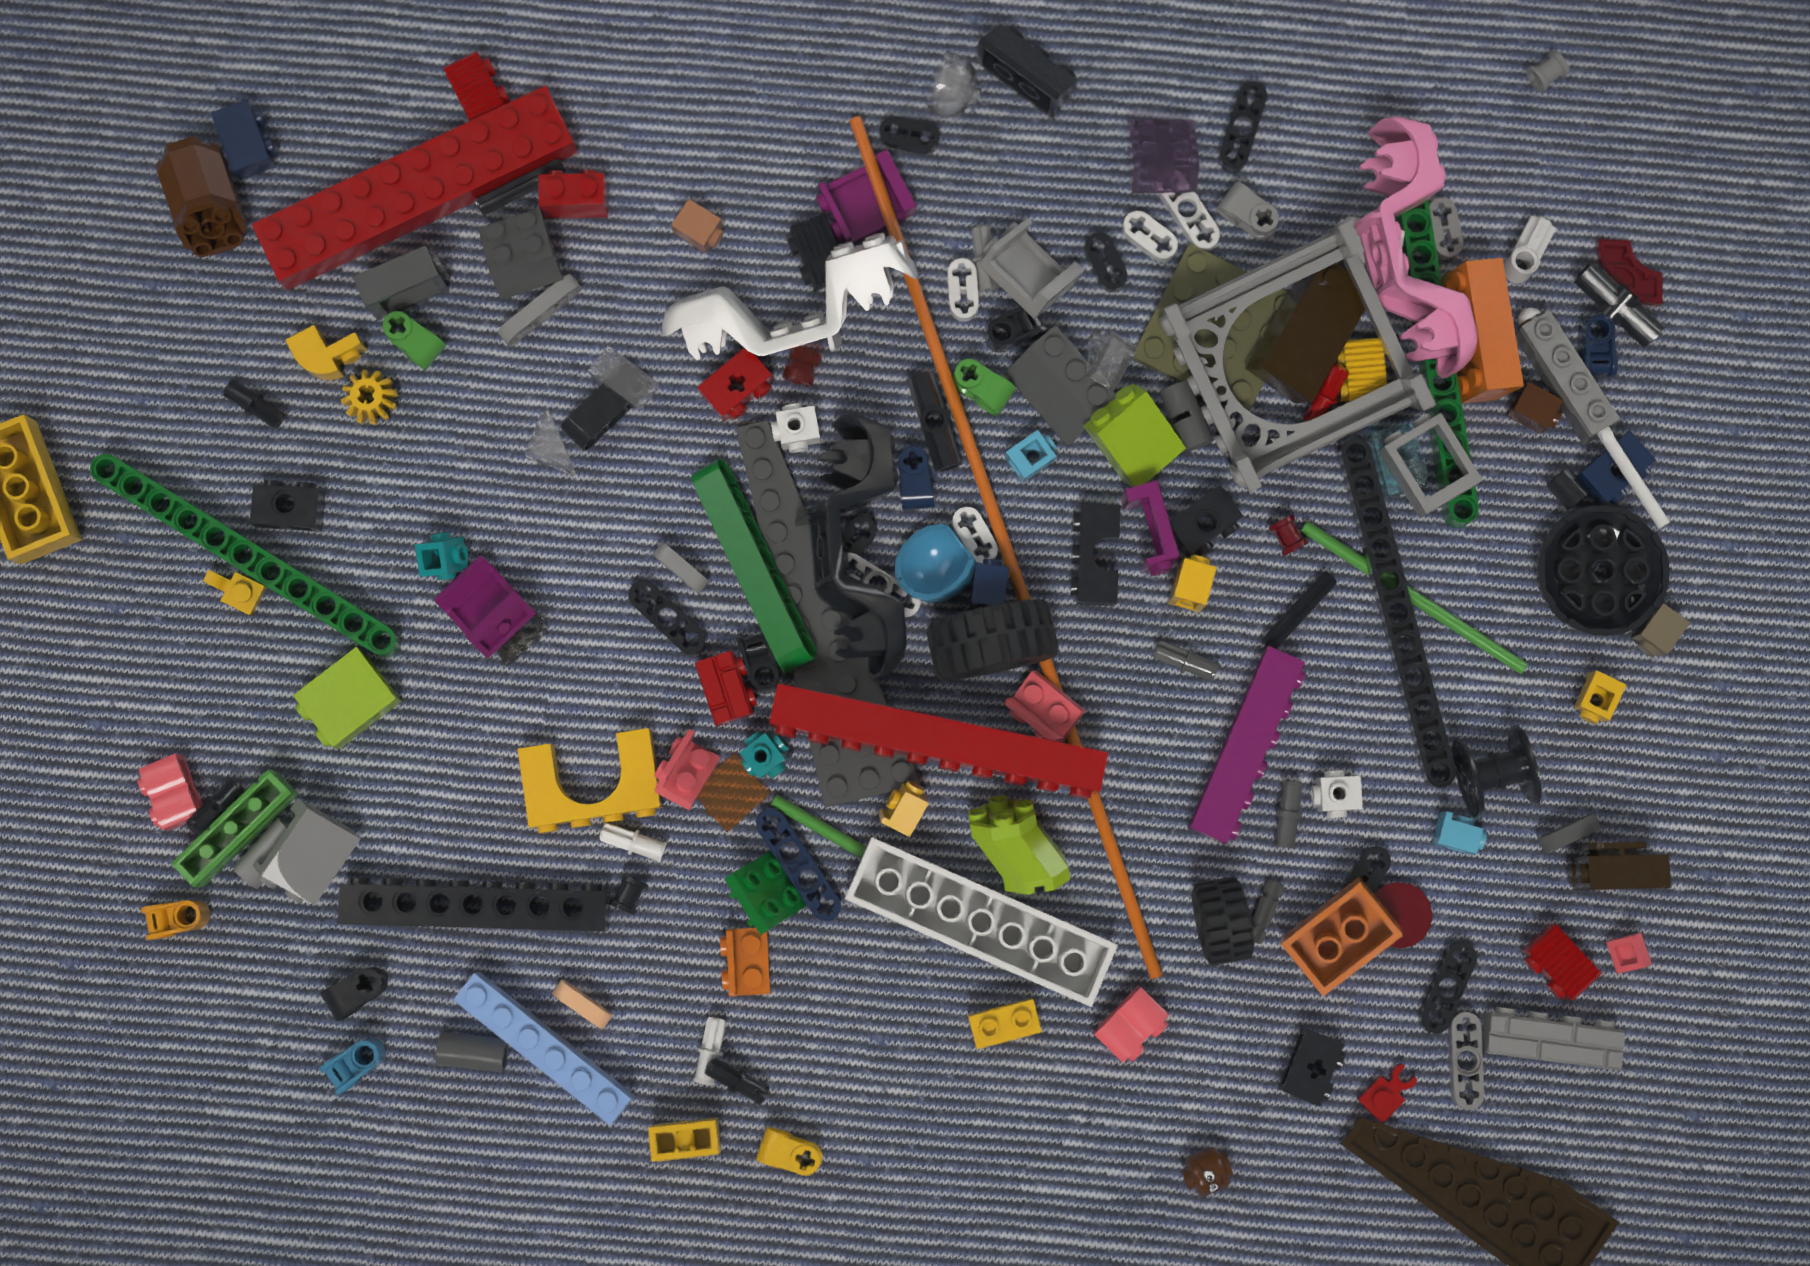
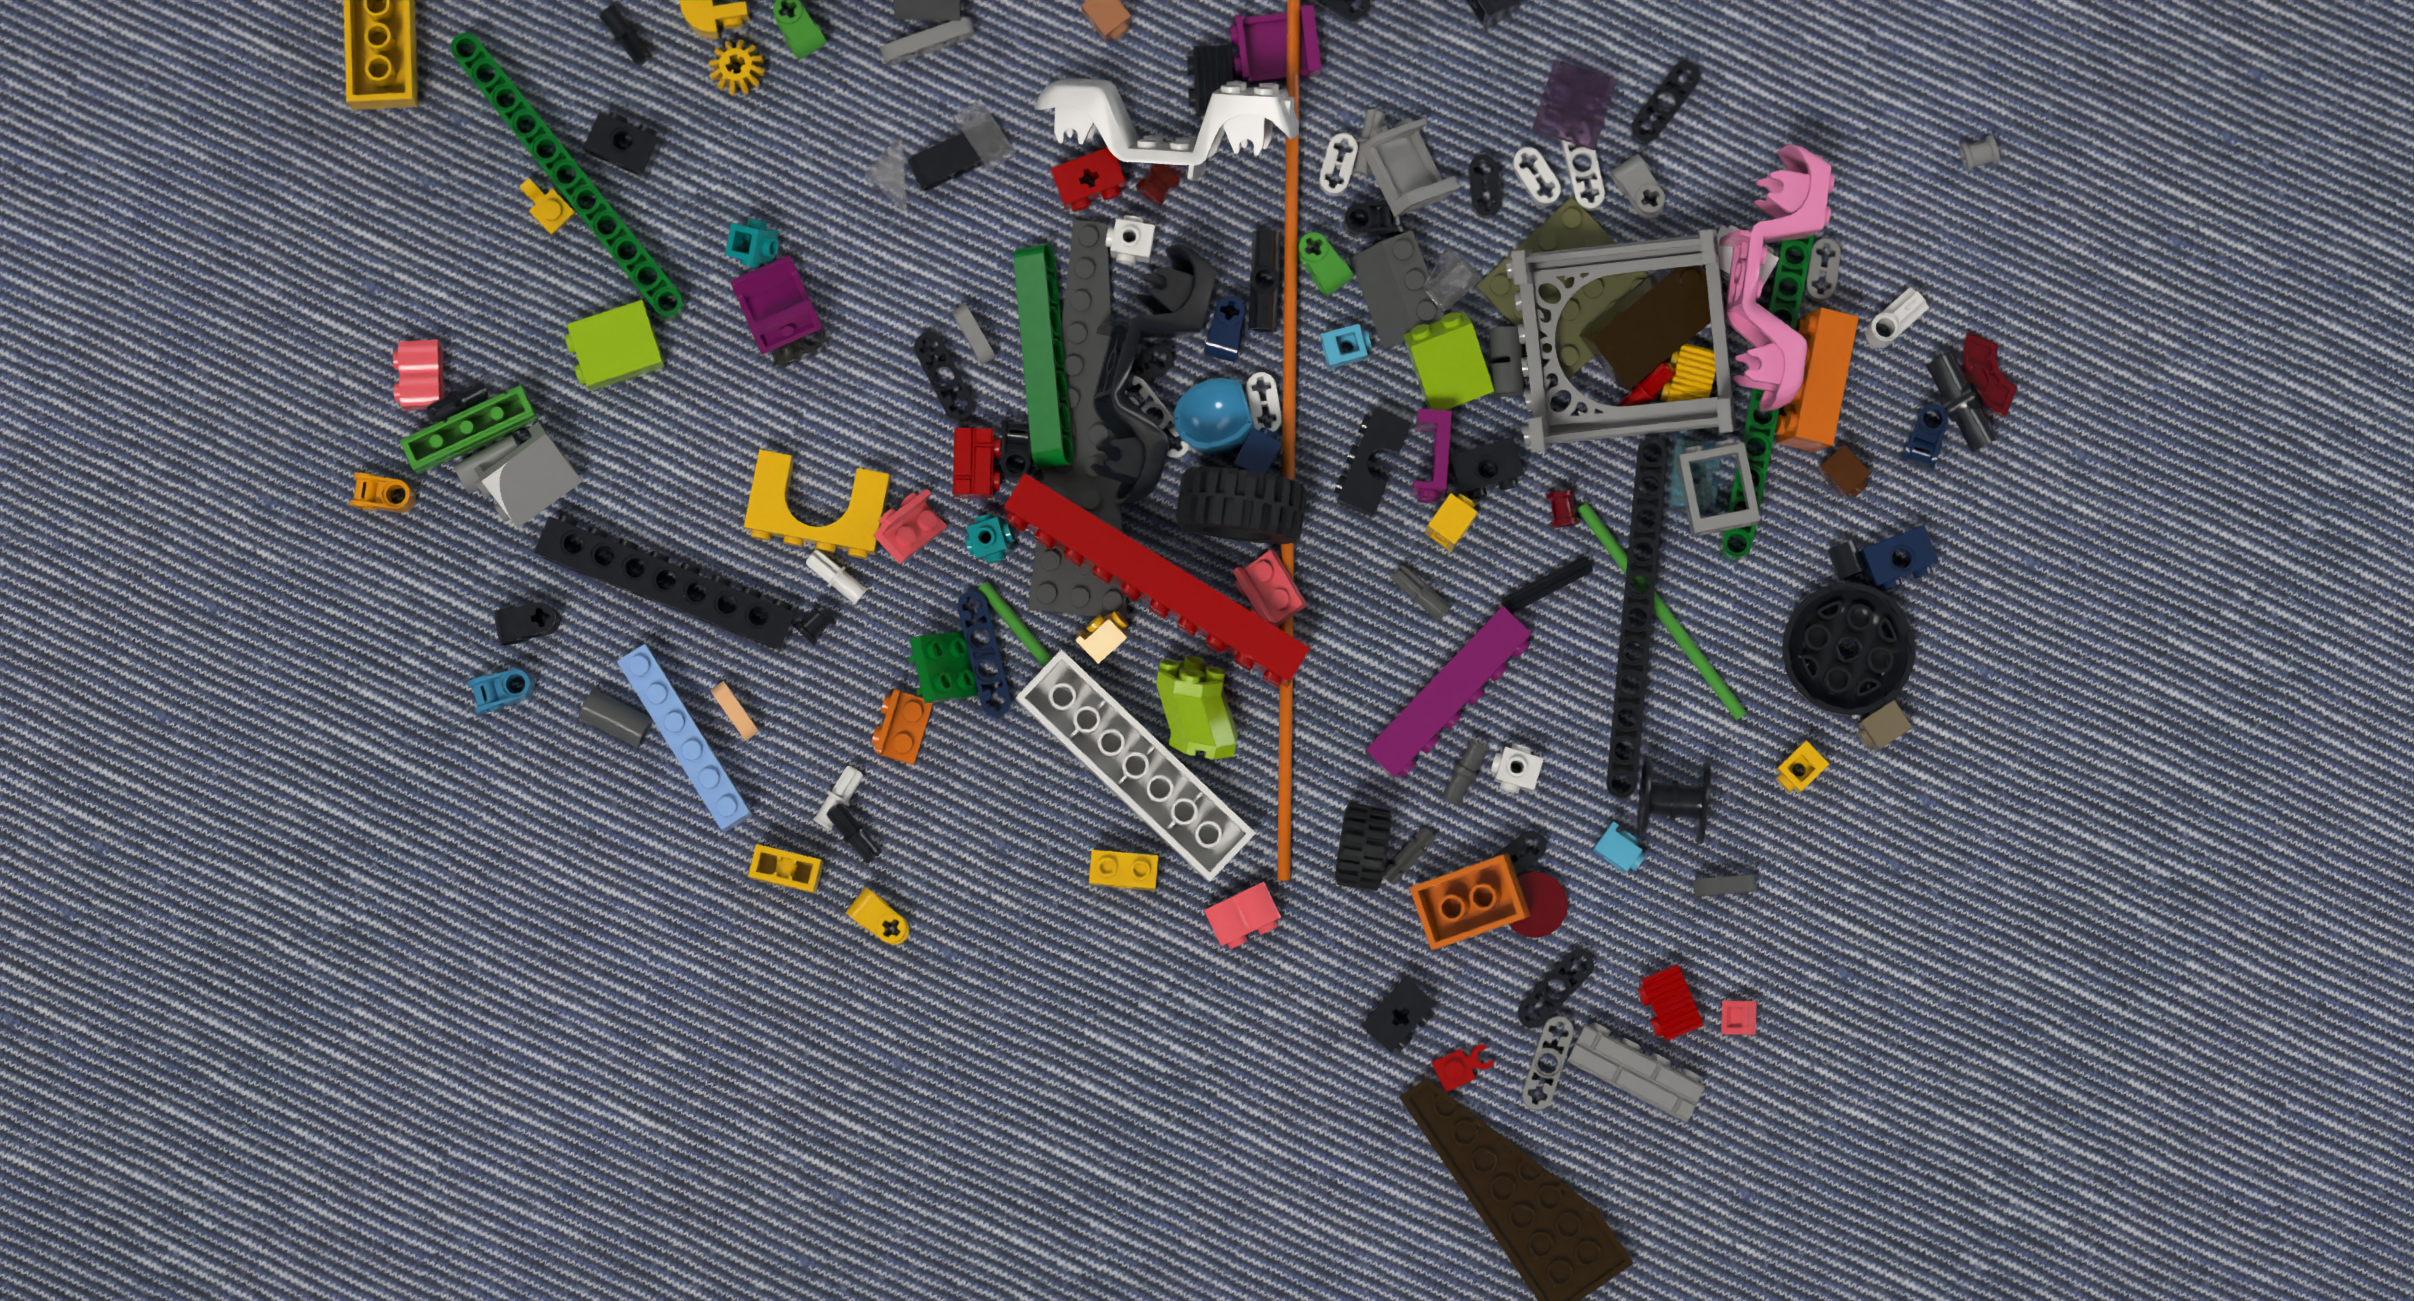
camera: 20 degrees right, 0 degrees up
(731, 793) = (945, 565): clear orange piece -> none
(1207, 1171) = (1263, 1076): reddish brown head -> none
(1582, 397) = (1889, 475): light grey piece -> none
(1618, 867) = (1756, 932): dark brown brick -> none

